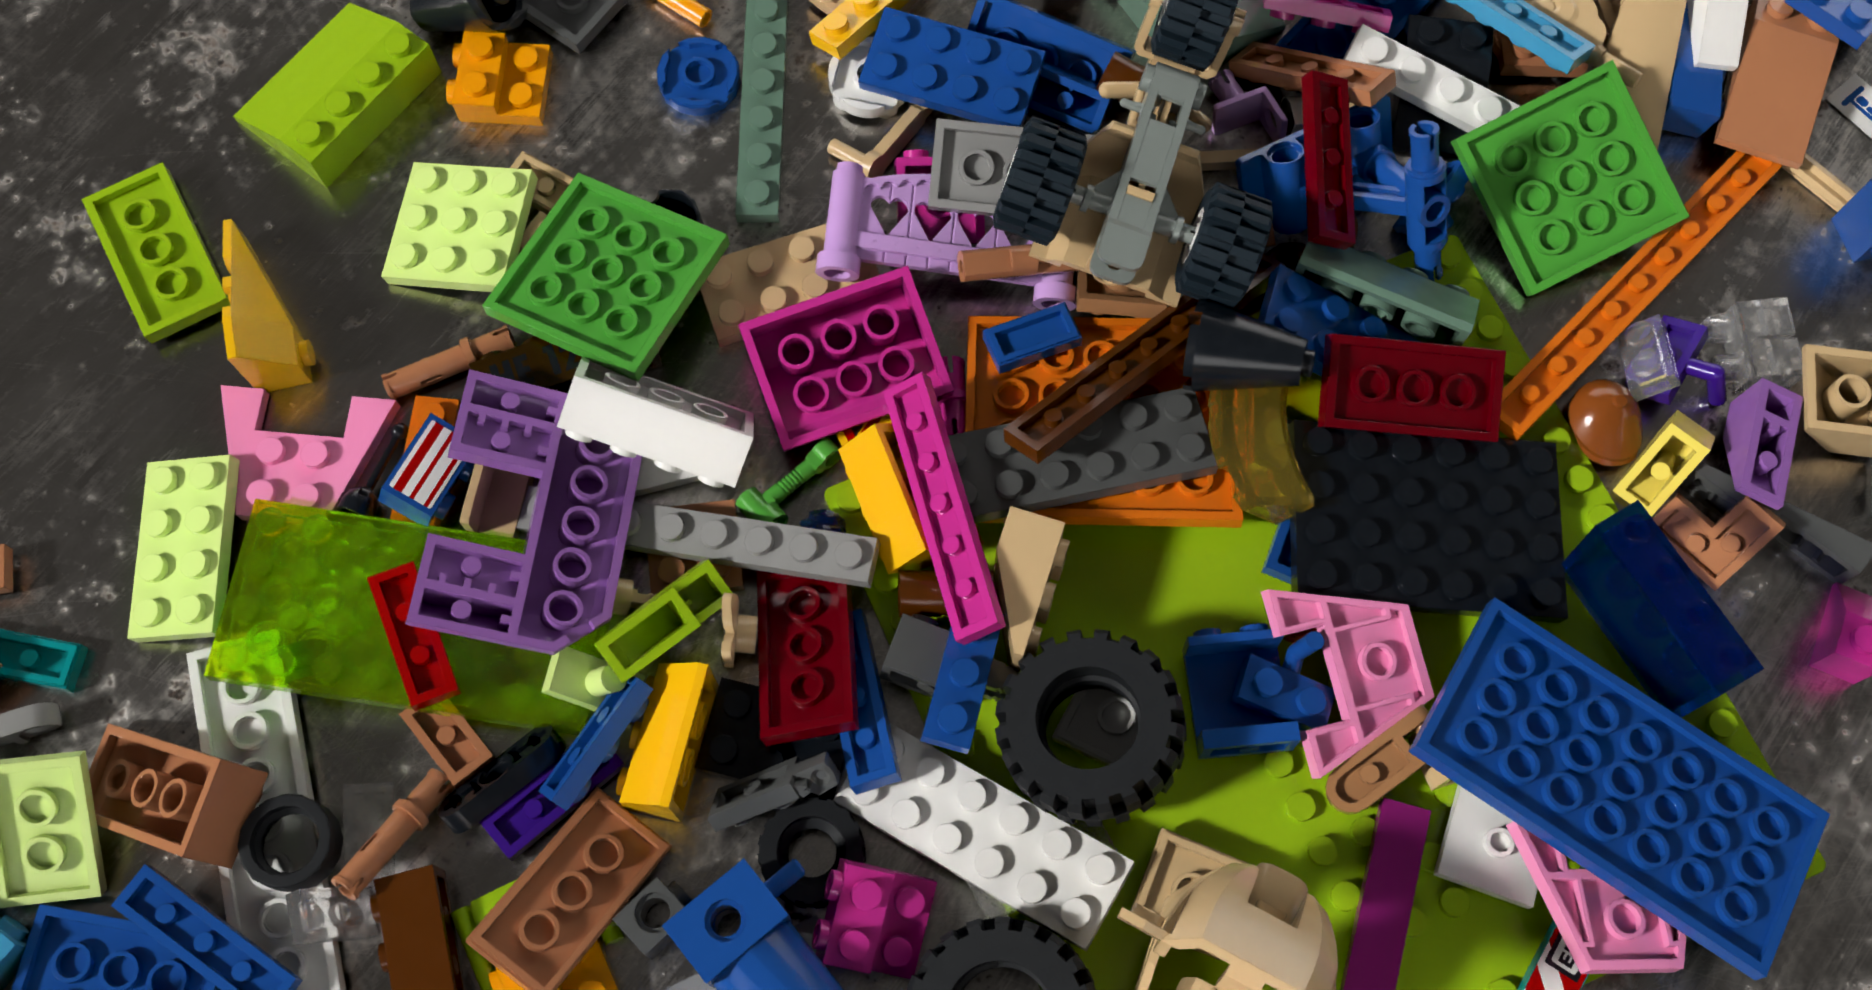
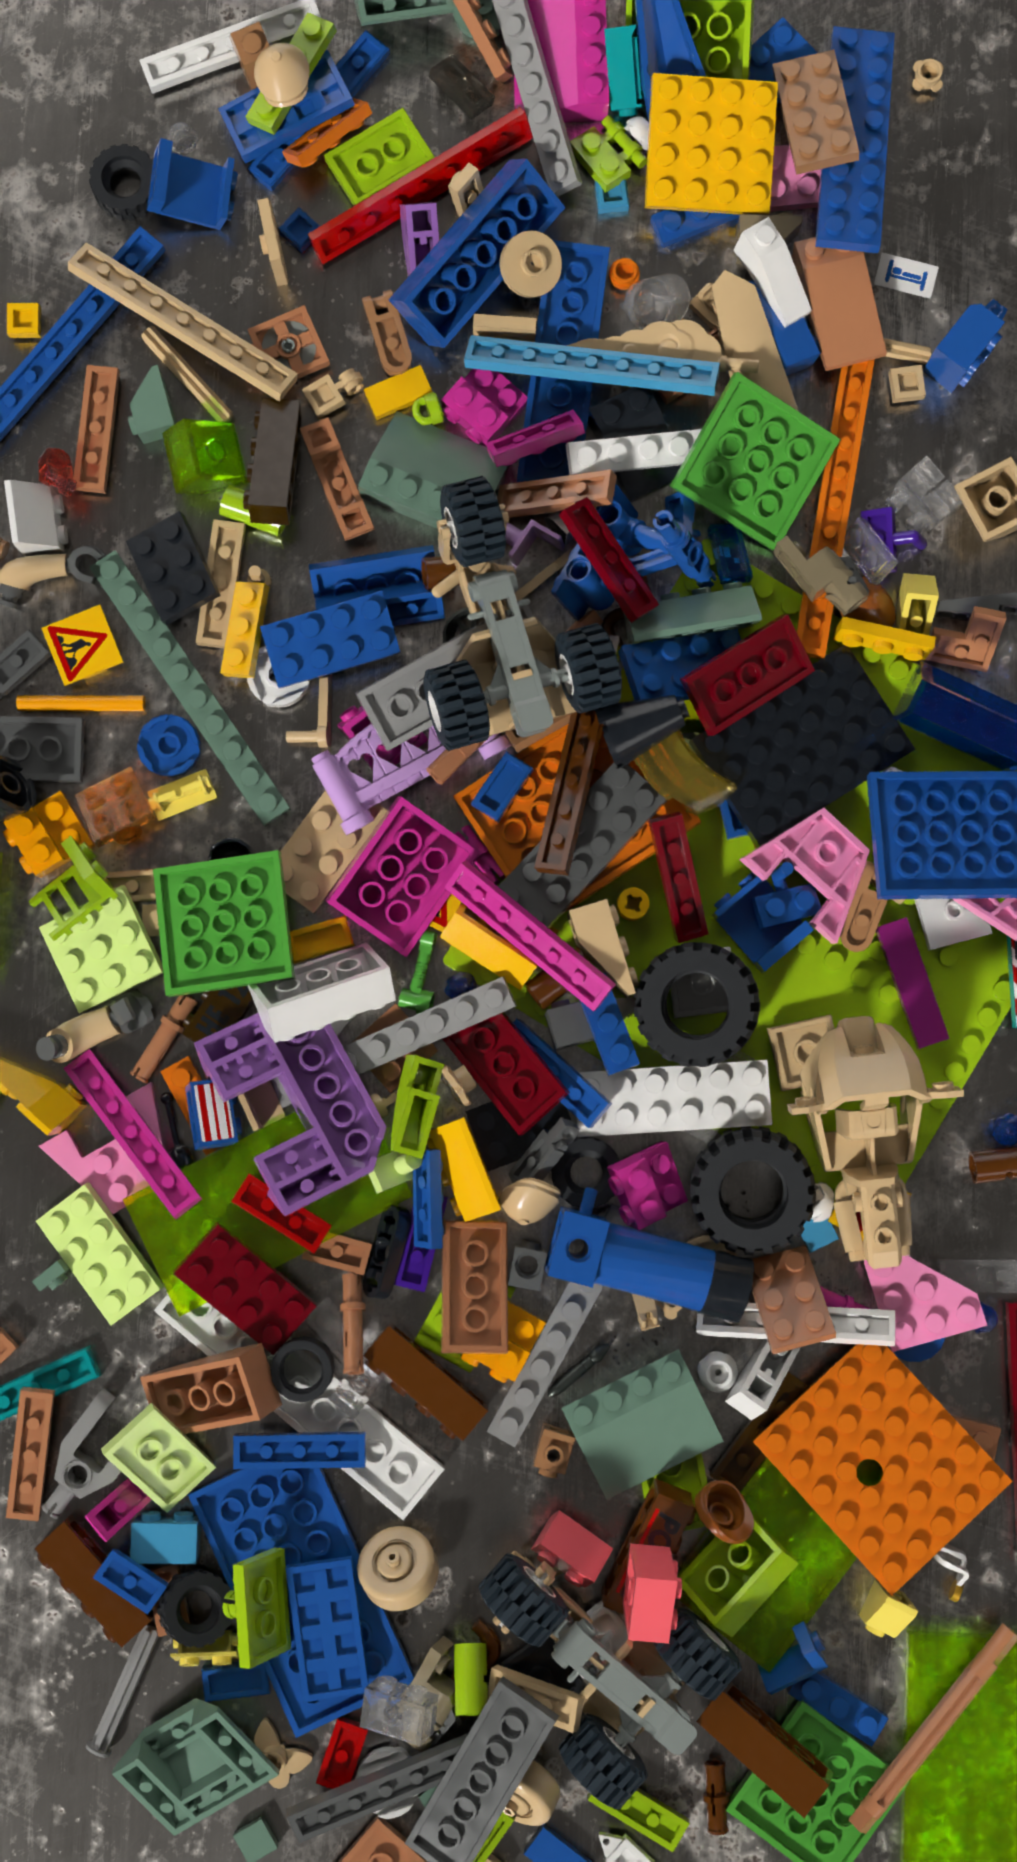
camera: 35 degrees left, 15 degrees up
(111, 534) = (53, 1276): none -> sand green plate
(302, 694) = (244, 1288): none -> dark red plate
(325, 438) = (133, 1134): none -> dark pink plate
(376, 299) = (91, 1028): none -> piece
(505, 146) = (91, 879): none -> lime plate
(590, 96) = (115, 809): none -> clear orange plate
(672, 130) = (181, 794): none -> light yellow hinge
(704, 373) = (321, 939): none -> yellow tile
(716, 831) = (529, 1200): none -> tan hat
(1092, 579) = (628, 907): none -> yellow wheel
(1173, 563) = (678, 877): none -> dark red plate
(1475, 261) = (729, 554): none -> tile
(1577, 342) = (823, 574): none -> dark tan plate
(1606, 461) = (884, 639): none -> yellow plate
(1762, 441) = (964, 567): medium lavender slope -> none
(1805, 216) = (907, 384): none -> tan plate

